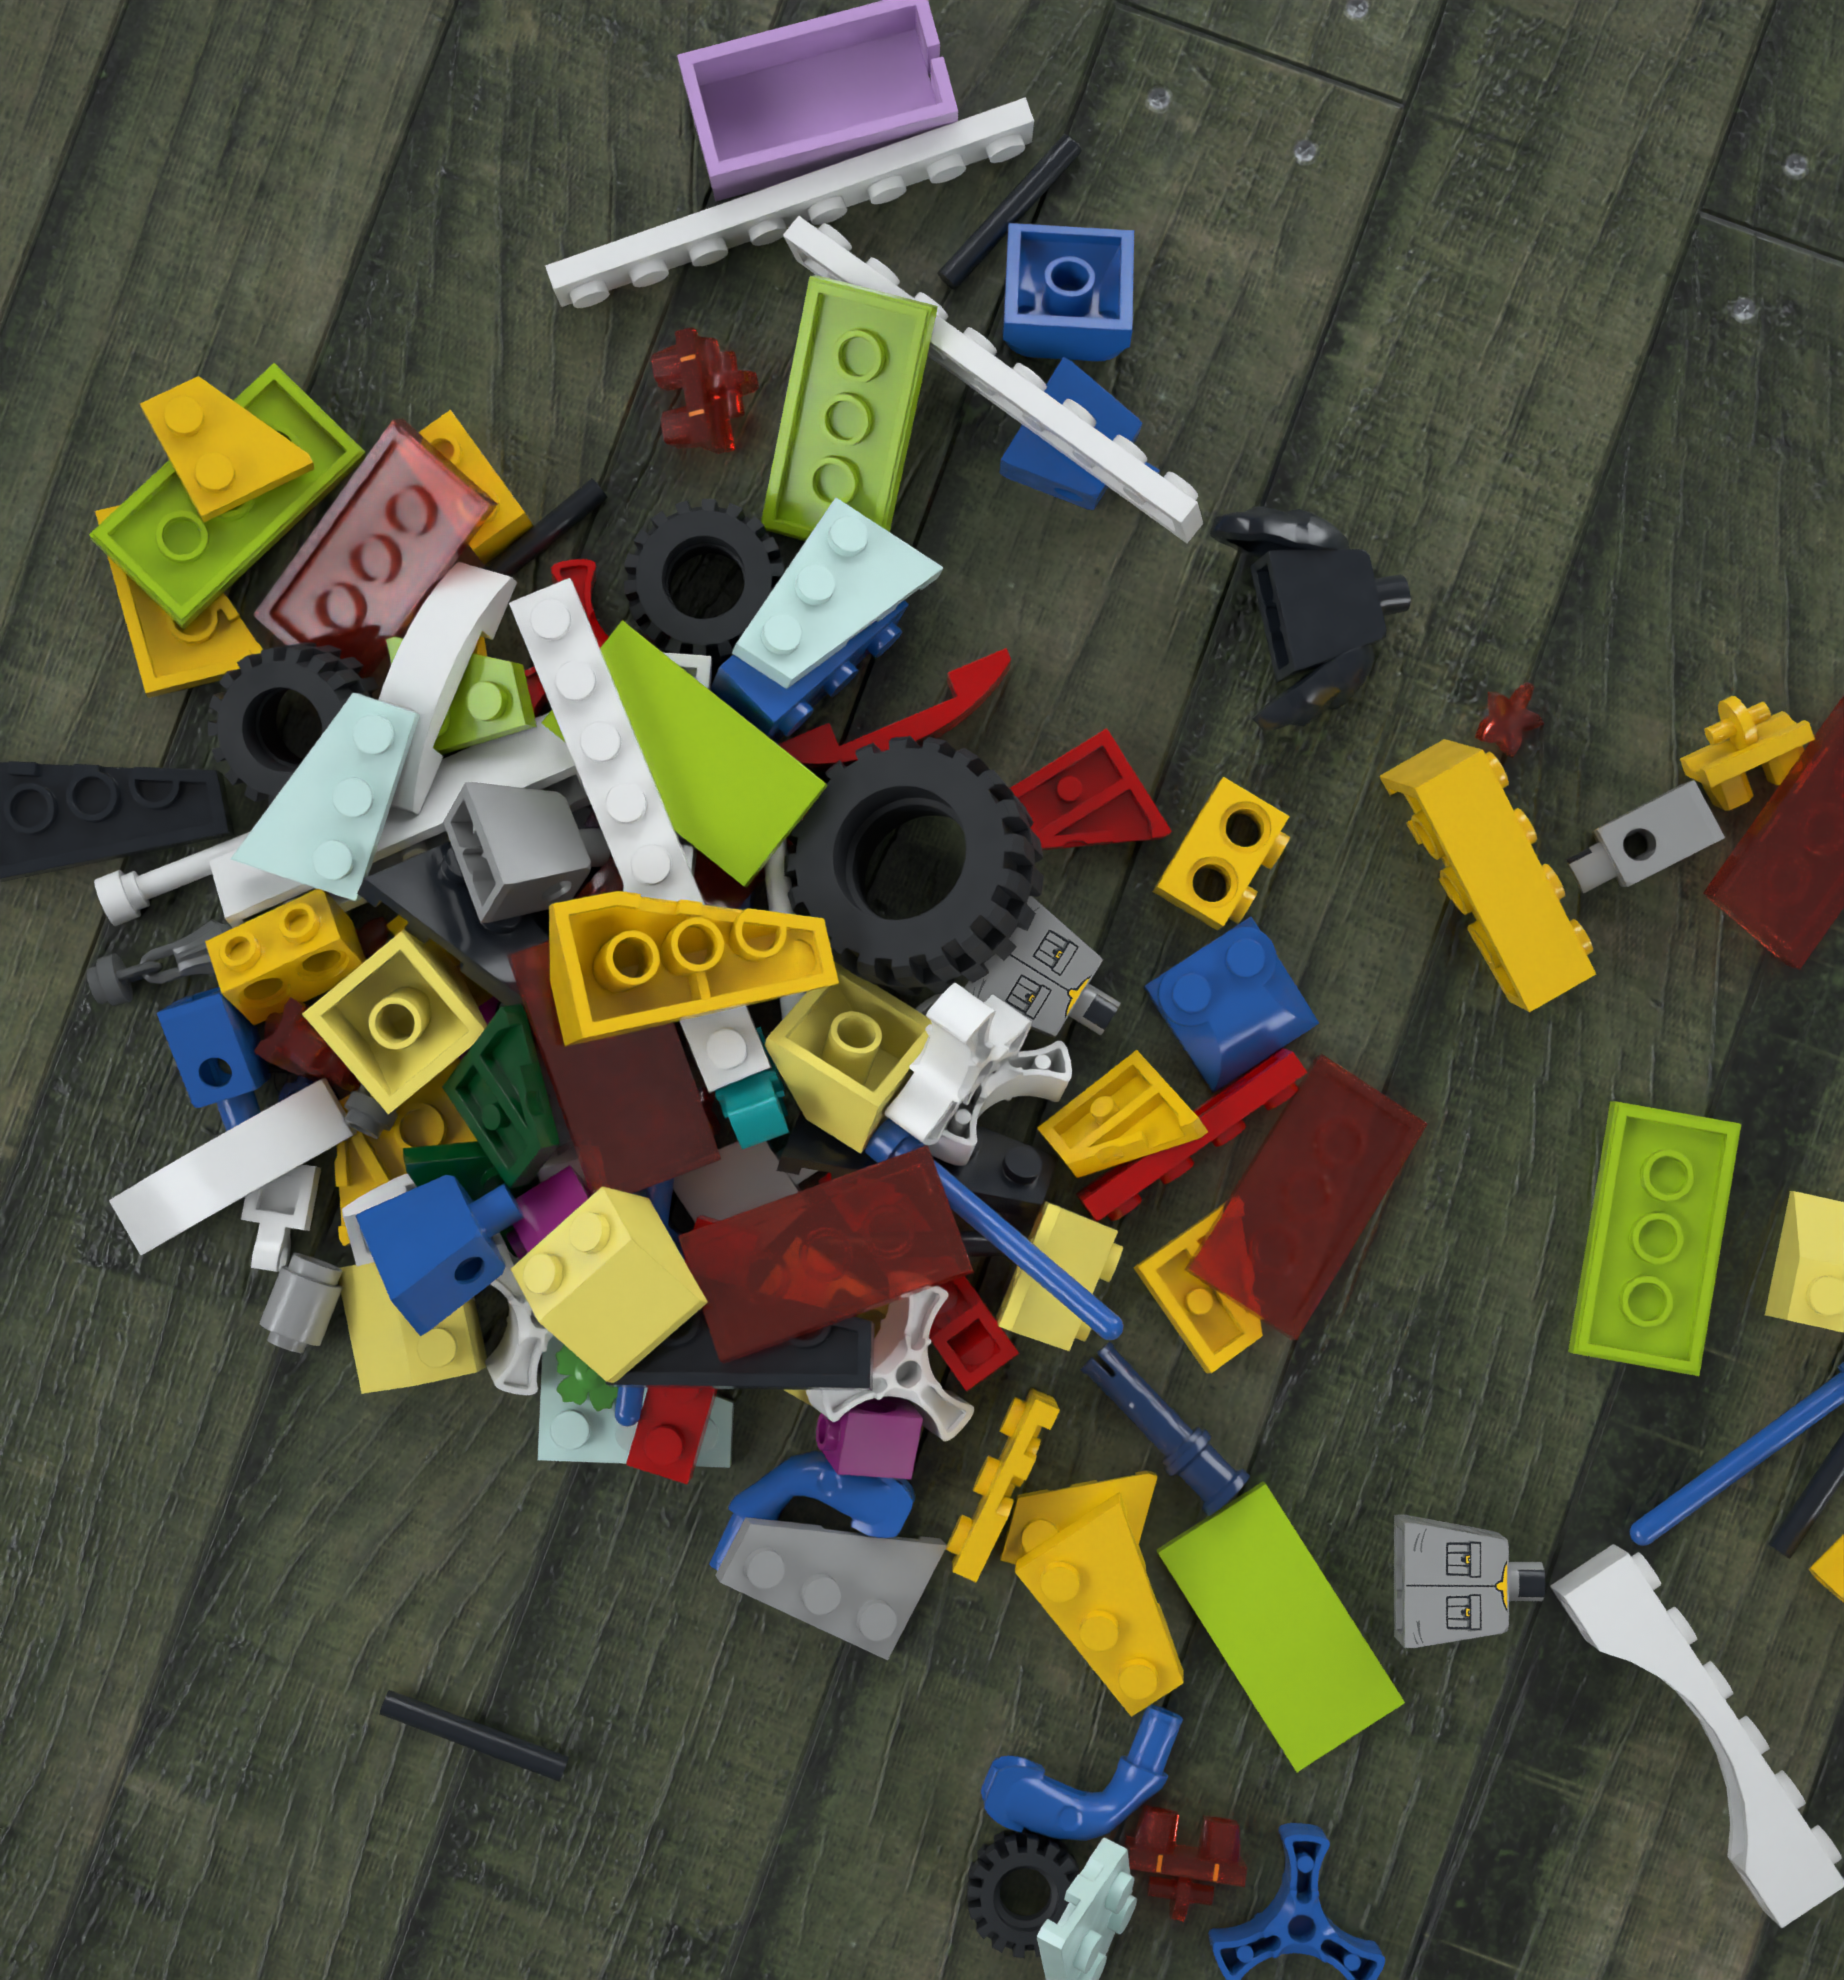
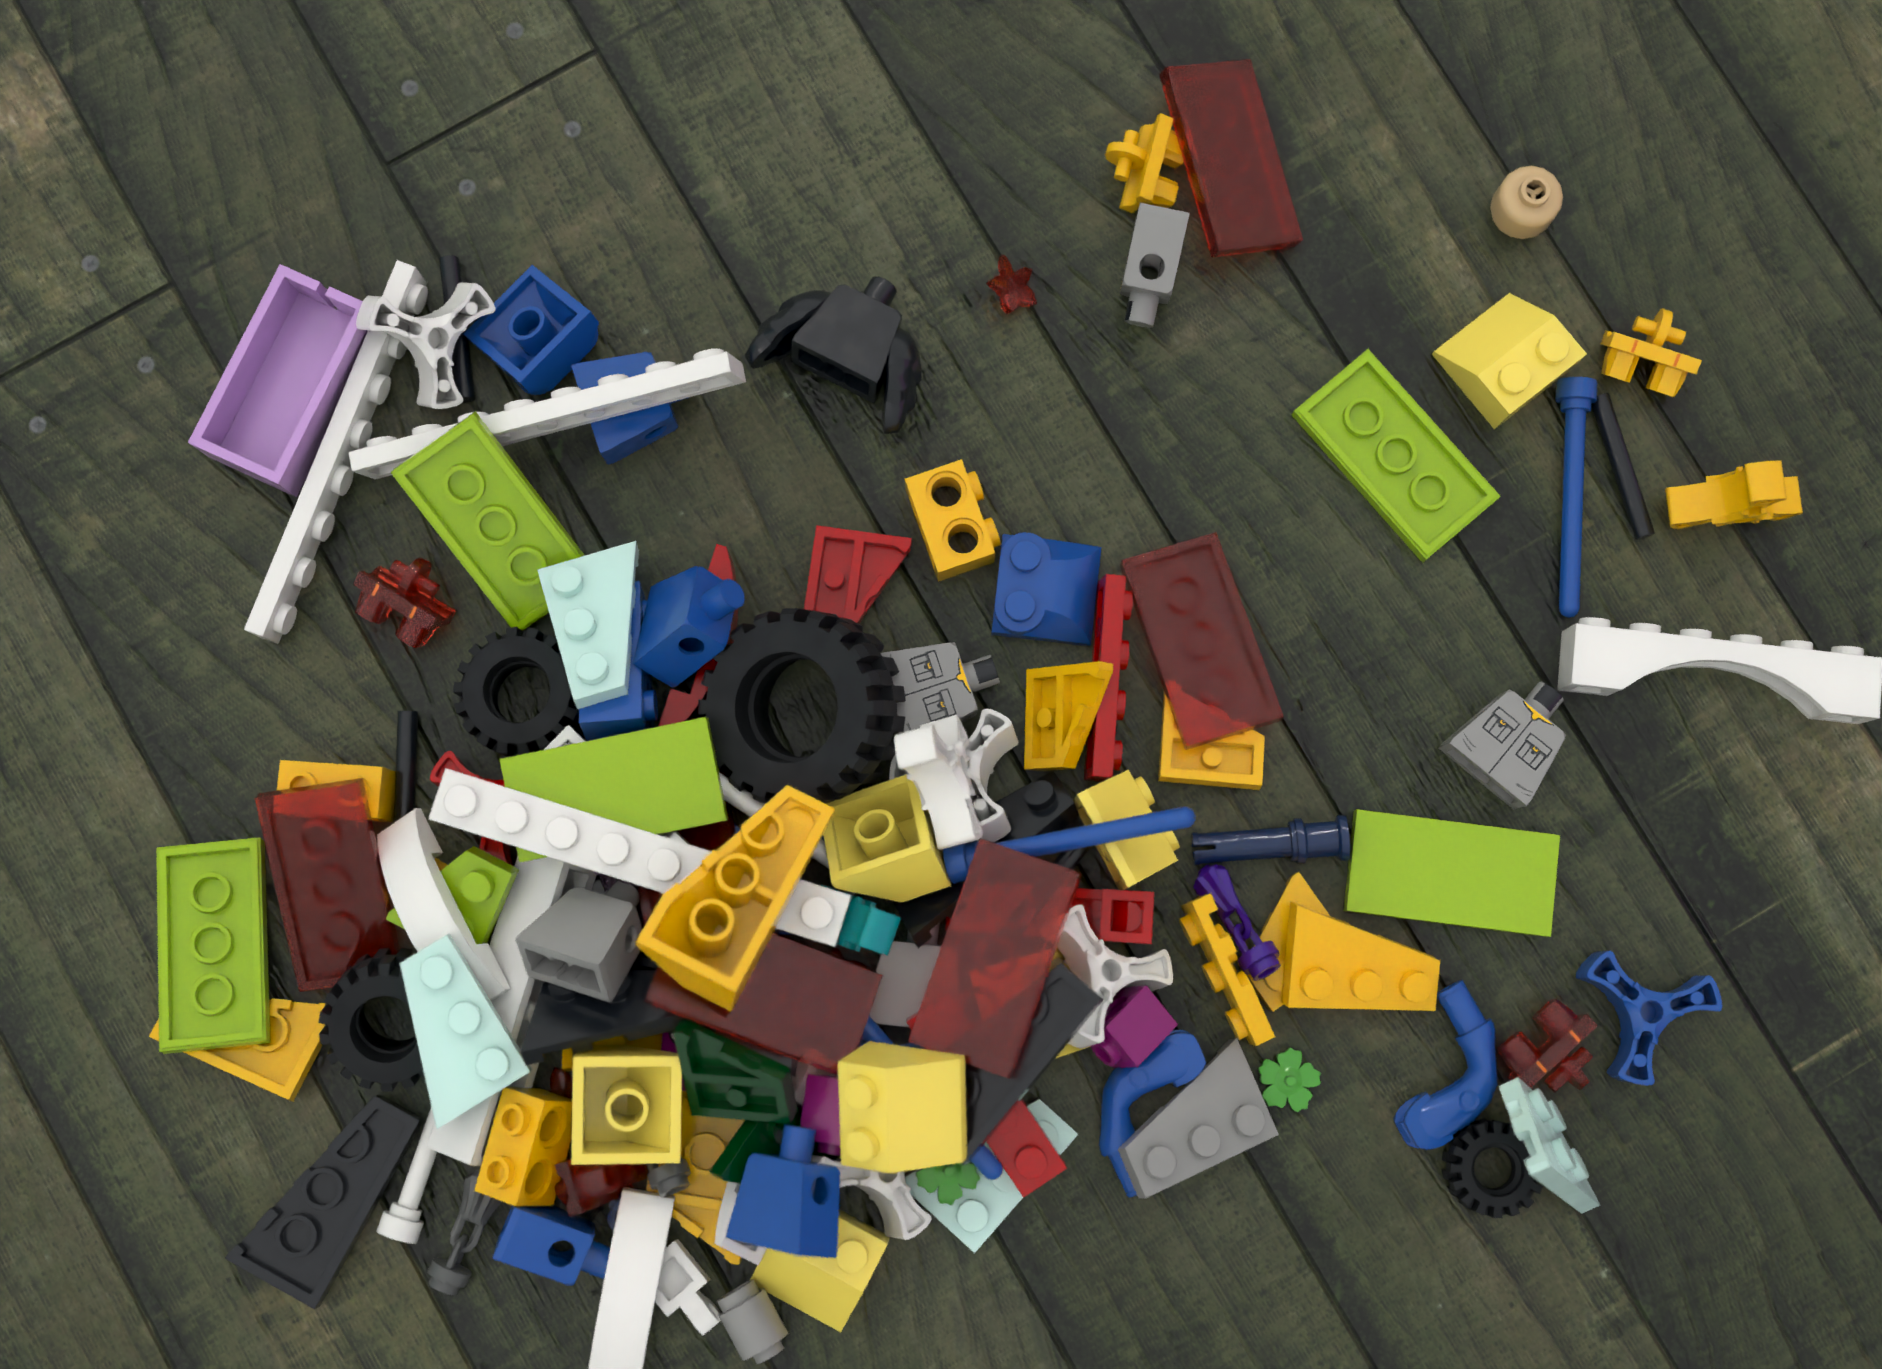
camera: 50 degrees left, 5 degrees down
(220, 447) = (178, 923): yellow wing -> none
(901, 686) = (686, 624): none -> blue torso
(947, 1627) = (1288, 1080): none -> bright green plant
(976, 197) = (430, 337): none -> white piece
(1078, 1406) = (1260, 959): none -> dark purple piece
(1493, 871) = (1095, 367): yellow wedge -> none

